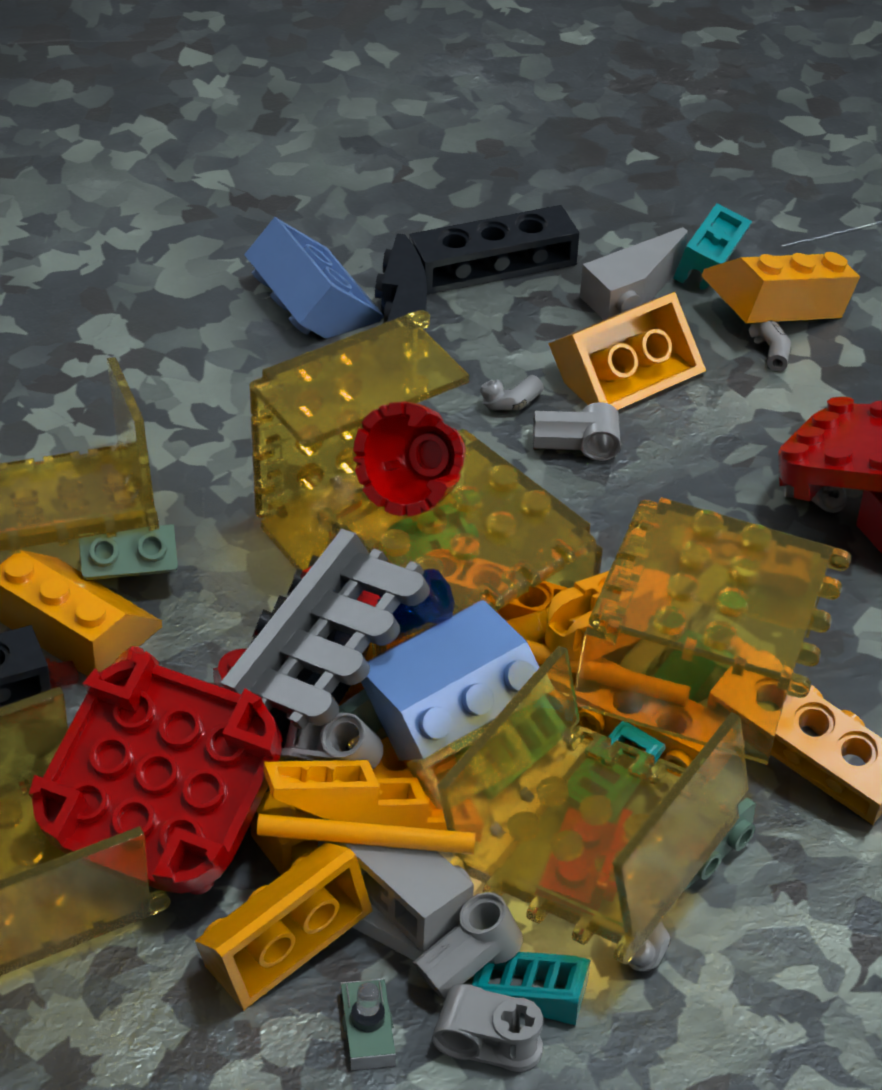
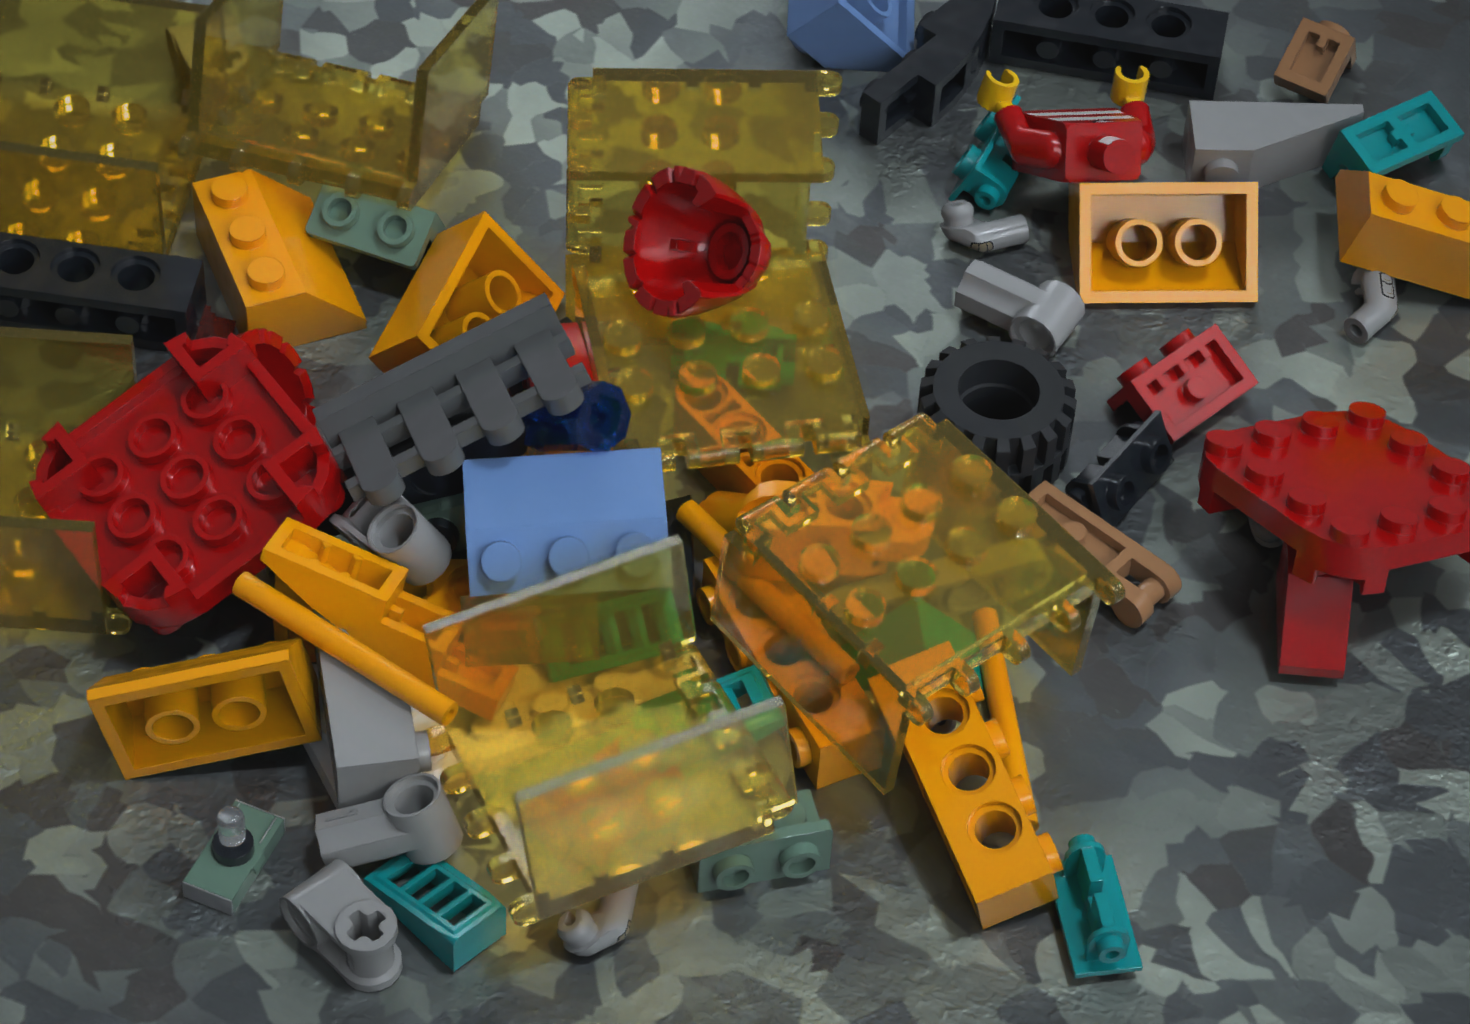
camera: 30 degrees right, 5 degrees up
(228, 580) = (461, 283): none -> light orange slope
(482, 347) = (982, 167): none -> teal hinge
(535, 316) = (1075, 142): none -> red torso
(612, 484) = (1009, 385): none -> black tyre
(625, 215) = (1316, 59): none -> medium nougat bracket
(712, 435) = (1188, 384): none -> red bracket
(720, 490) = (1125, 469): none -> black hinge

